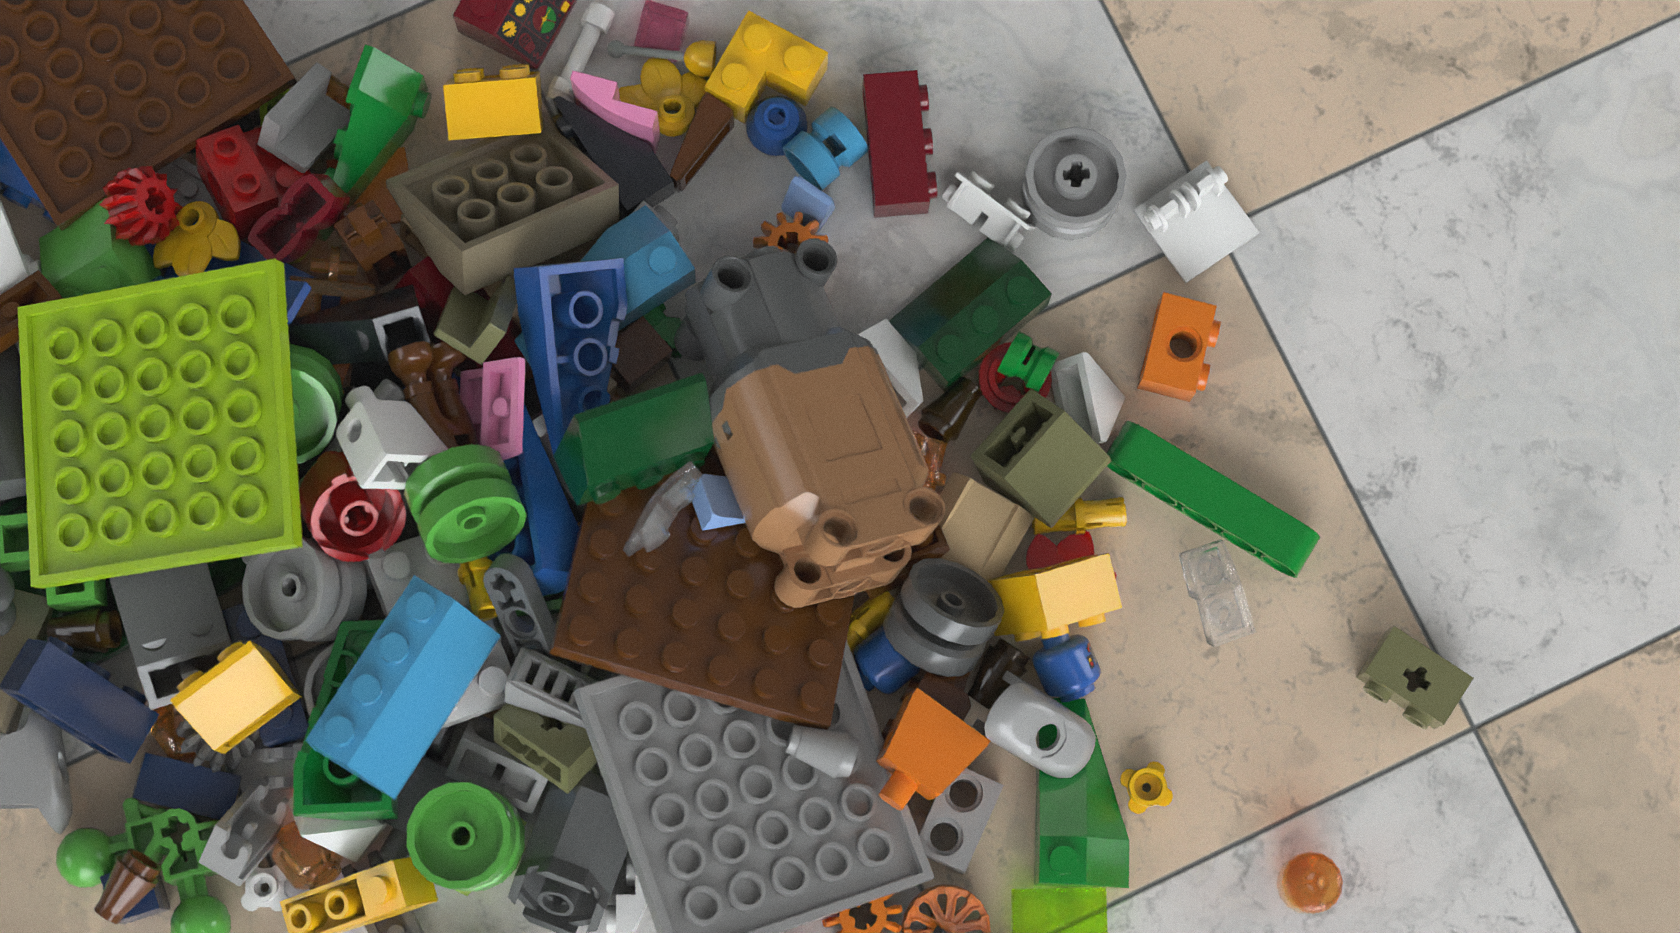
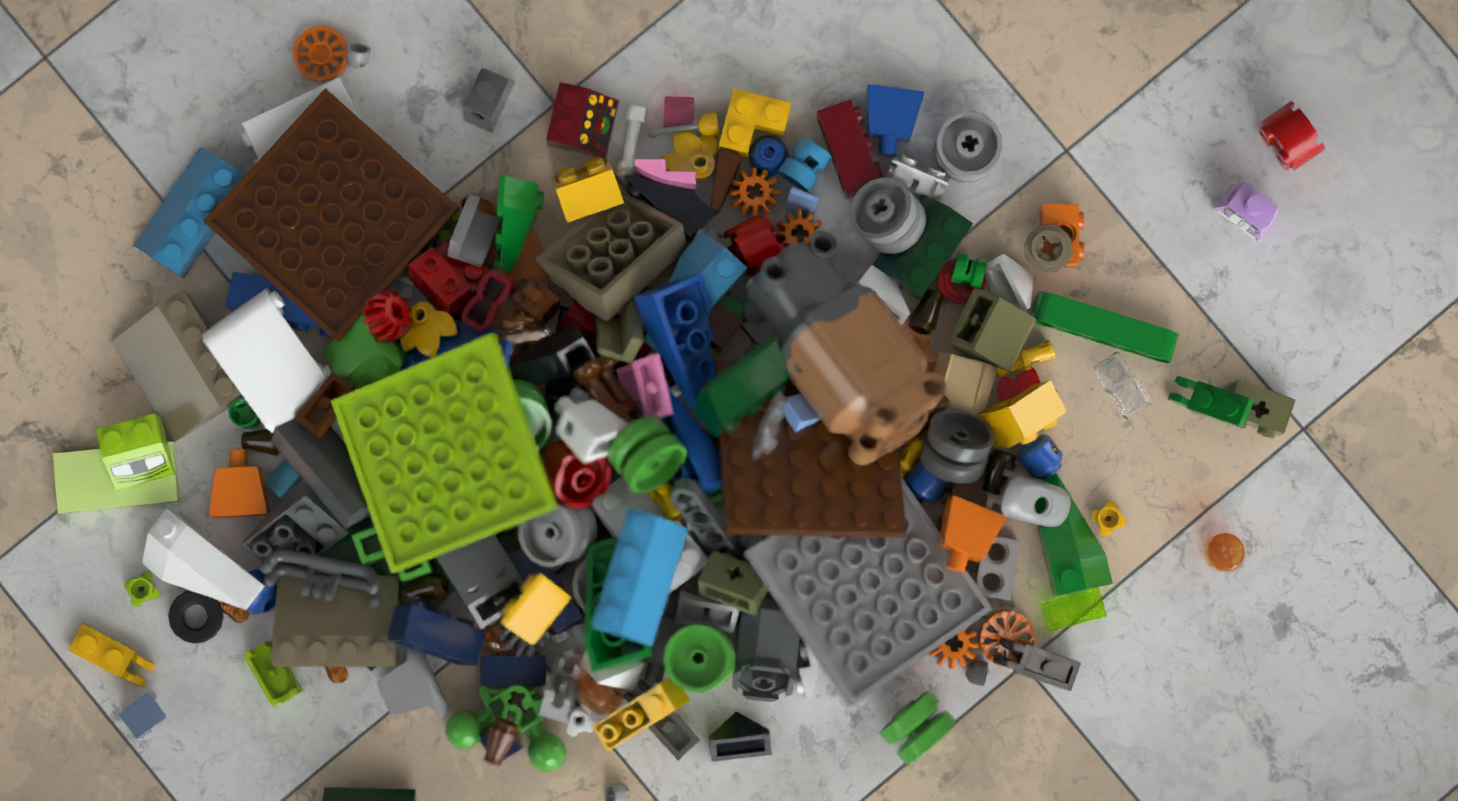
camera: 10 degrees left, 5 degrees up
(533, 697) = (723, 544): light grey slope -> none
(714, 234) = (753, 243): none -> red brick
(741, 187) = (758, 202): none -> orange gear
(824, 749) = (906, 548): light grey cone -> none
(928, 251) = (888, 215): none -> light grey wheel
(973, 111) = (891, 115): none -> blue torso
(1167, 342) = (1053, 235): none -> dark tan gear
(1196, 221) = (1051, 149): white hinge -> none
(1348, 650) = (1214, 402): none -> green hinge
(1468, 380) = (1247, 210): none -> lavender torso
(1559, 287) = (1291, 135): none -> red brick

